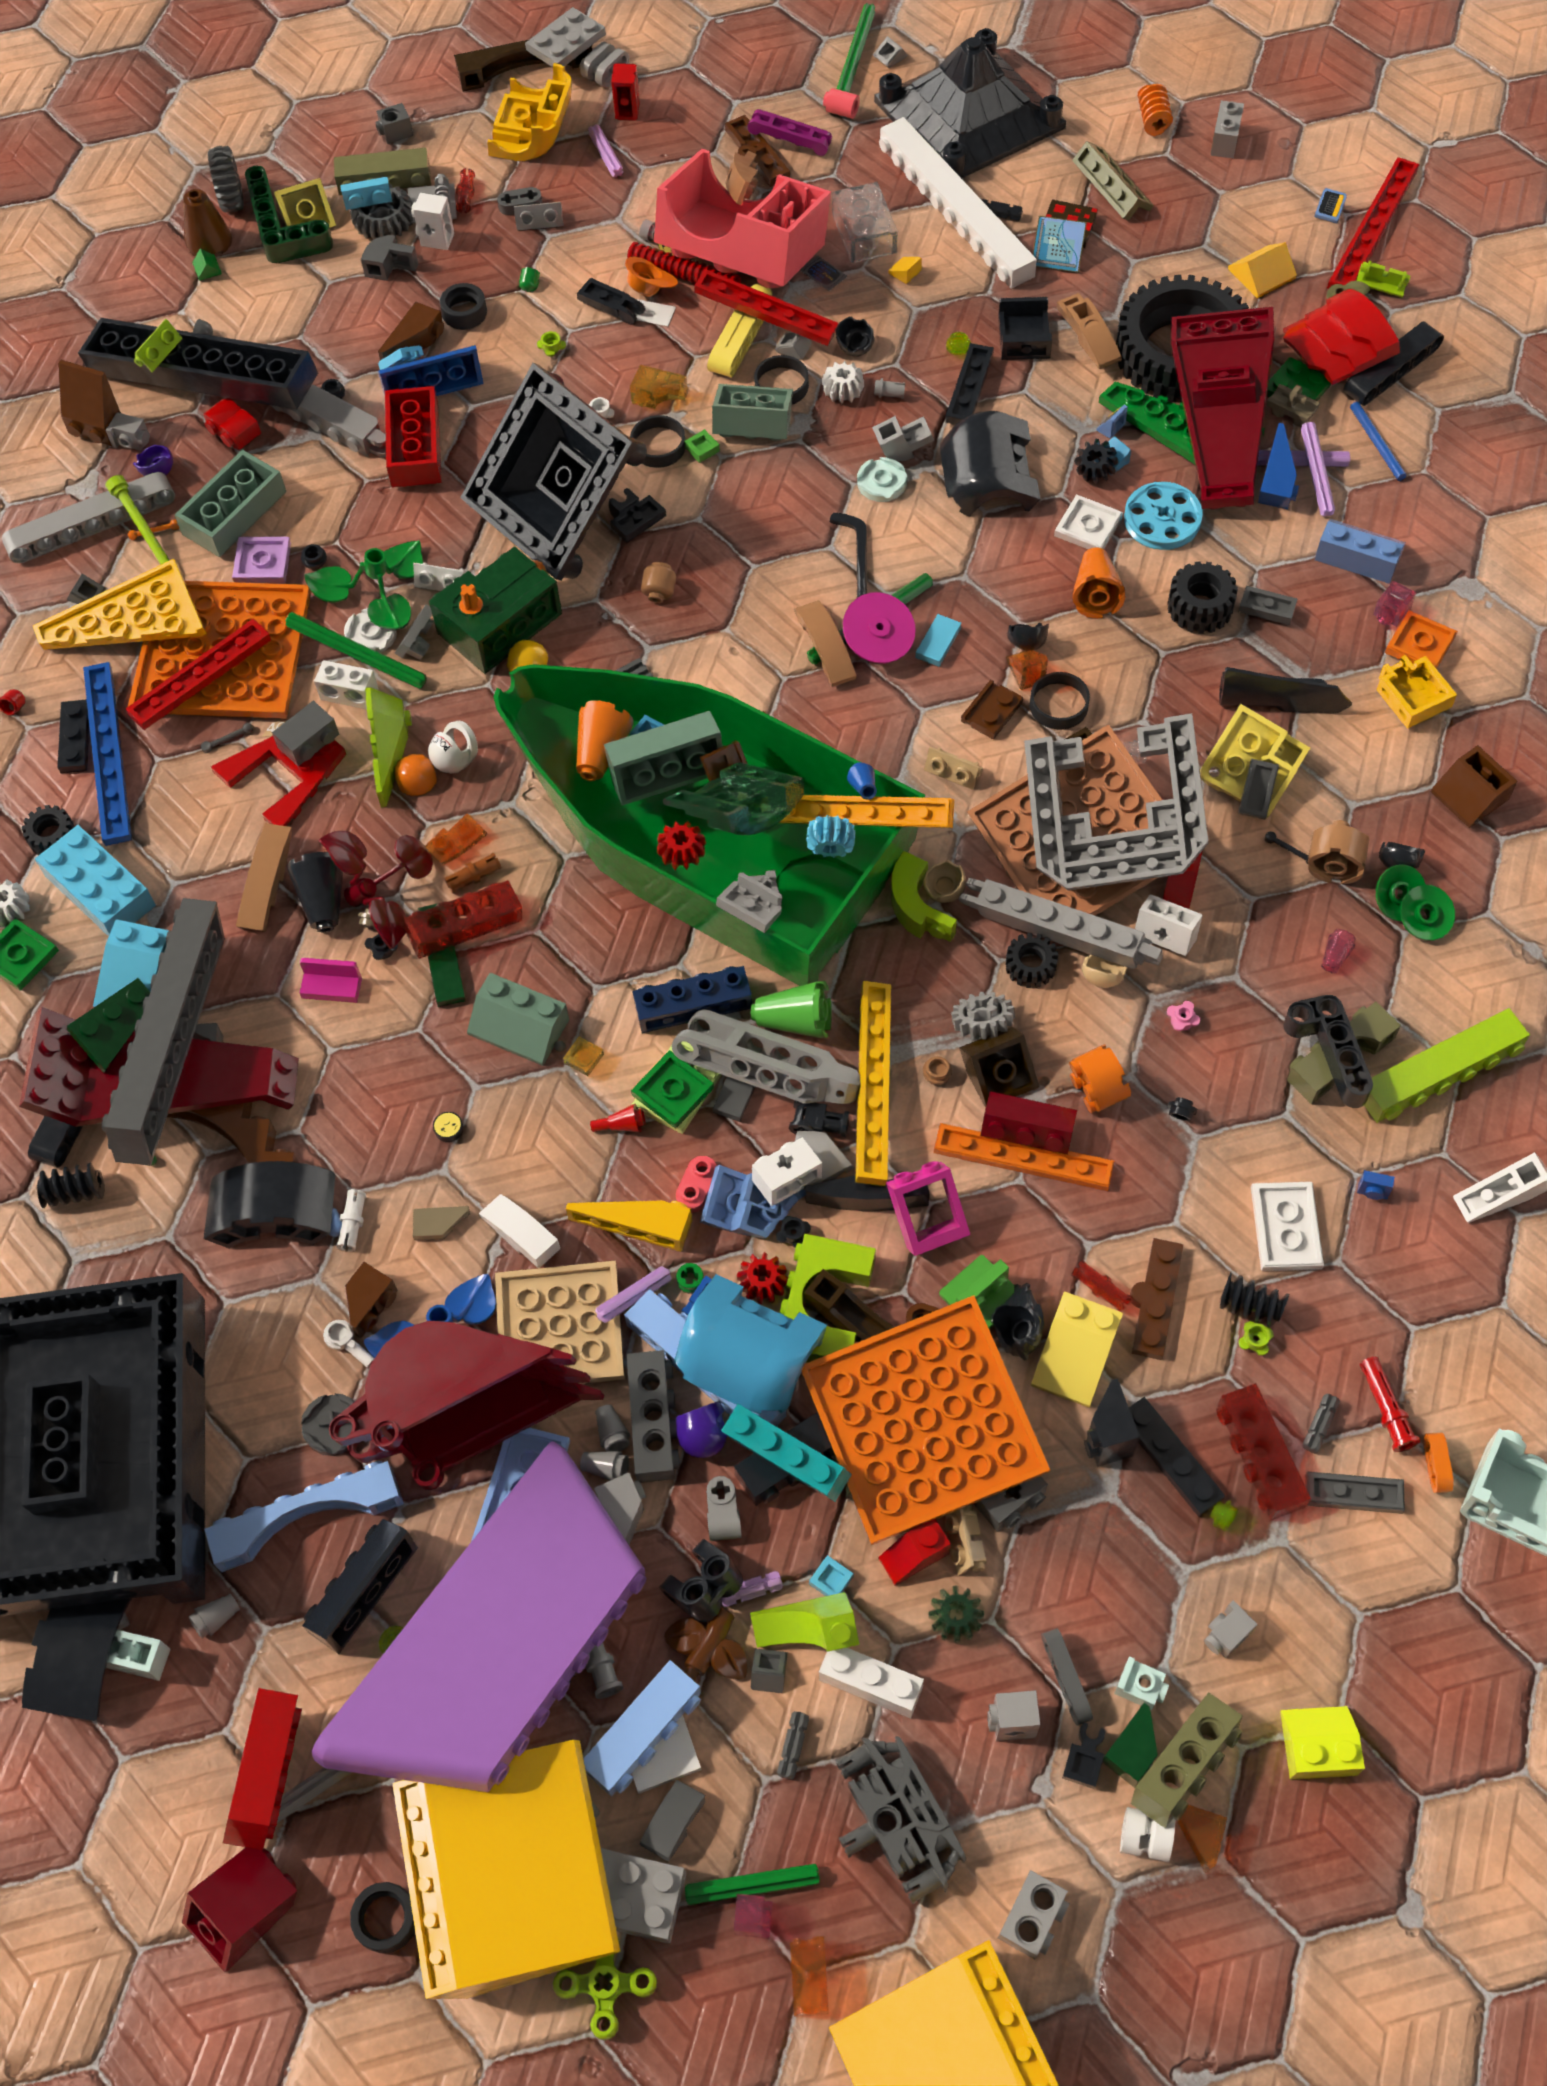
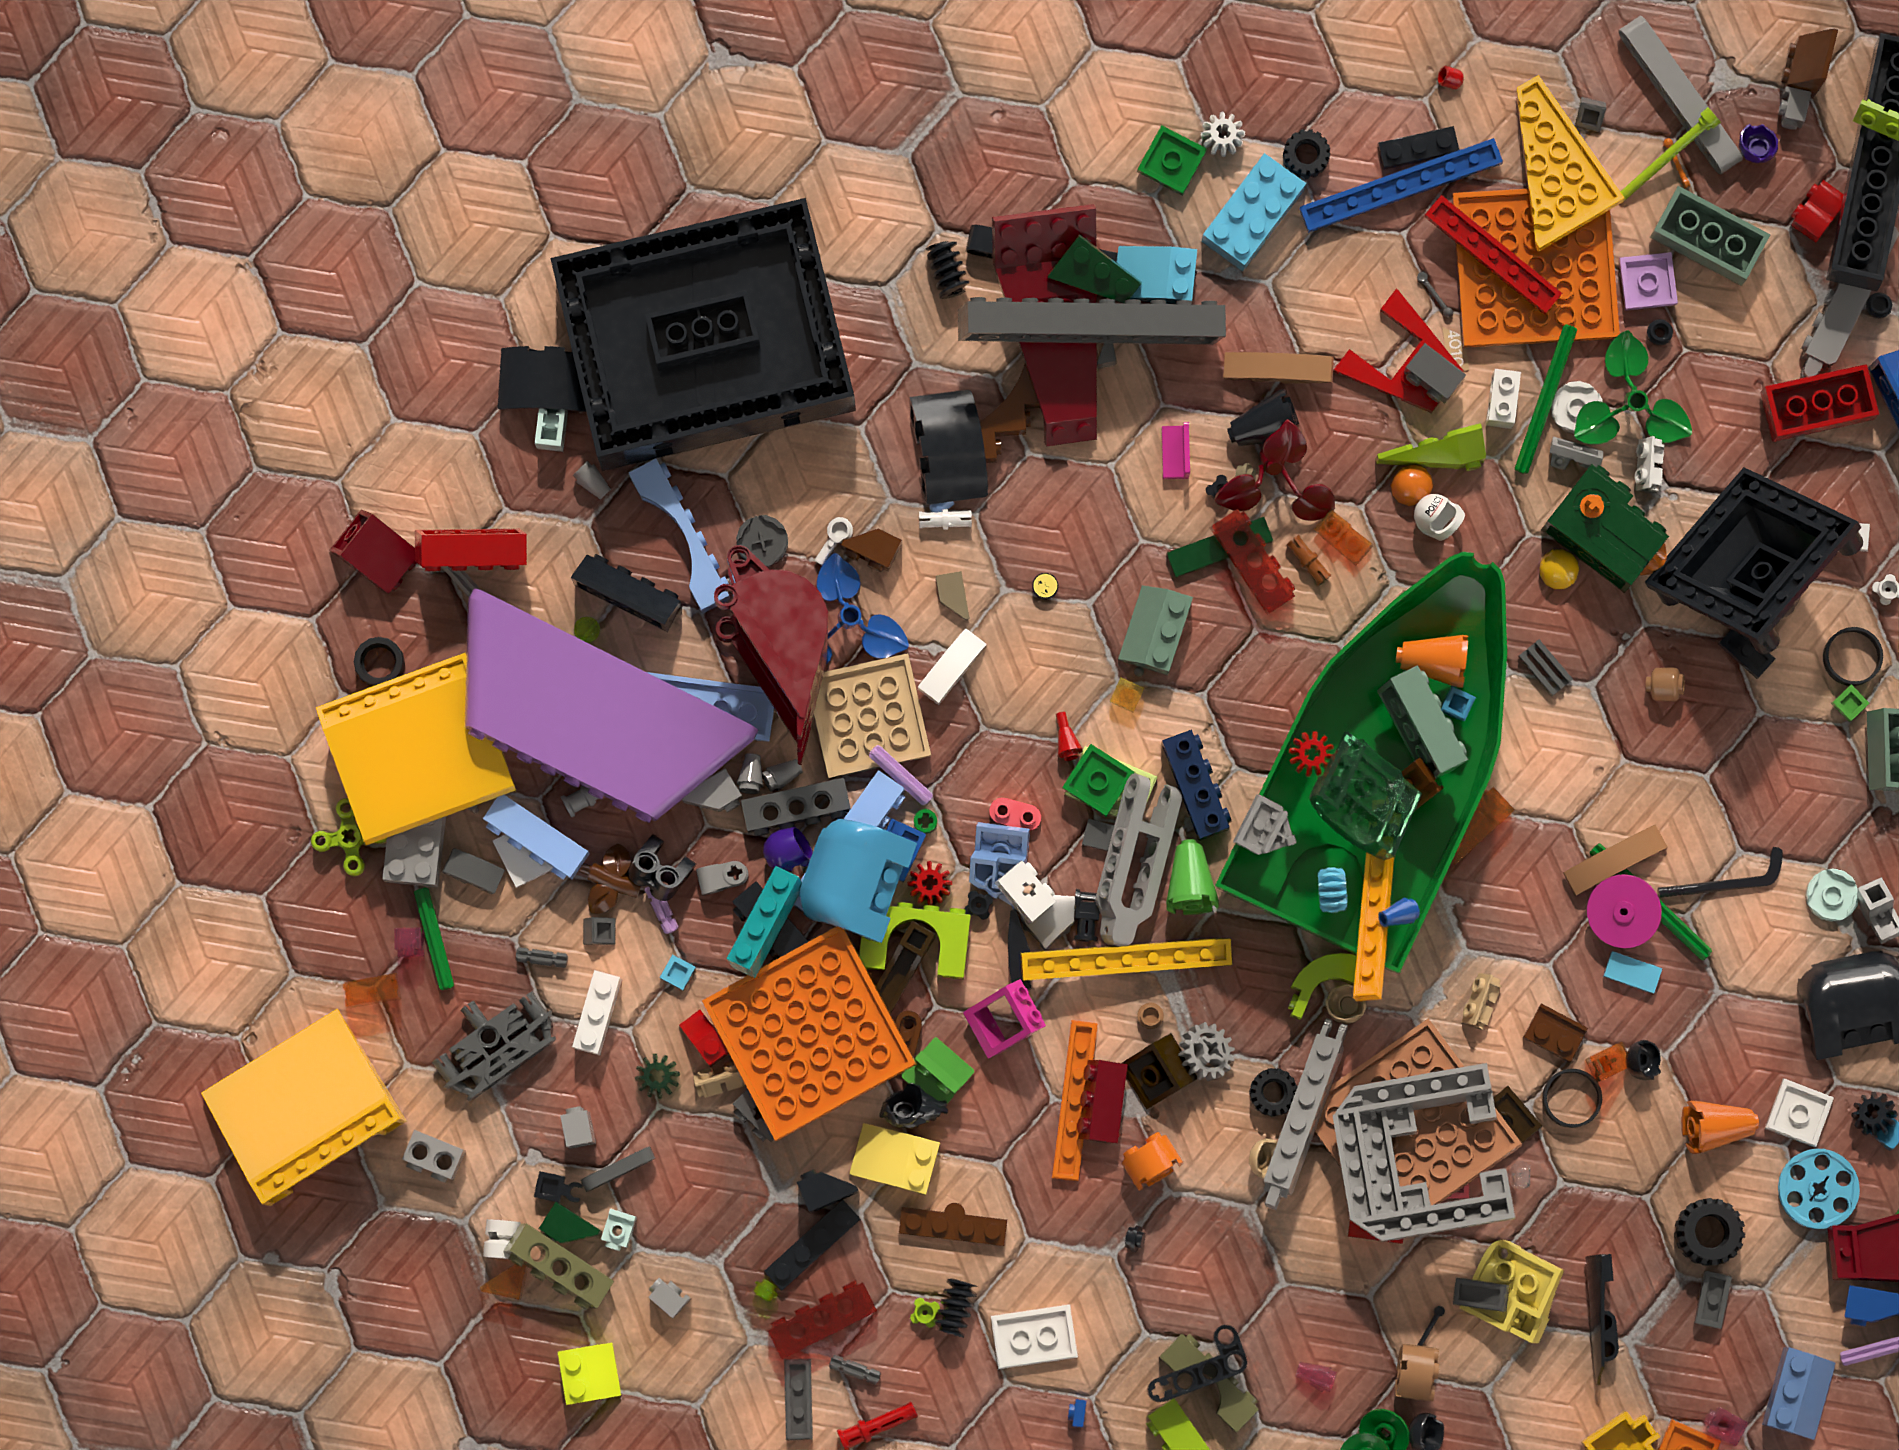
camera: 80 degrees right, 20 degrees up
(648, 1221) = (971, 782): yellow slope -> none
(817, 1621) = (637, 964): lime arch -> none
(1101, 1286) = (957, 1176): clear red pin -> none
(1168, 924) = (1320, 1215): white brick -> none
(1180, 1023) = (1230, 1243): bright pink plate -> none

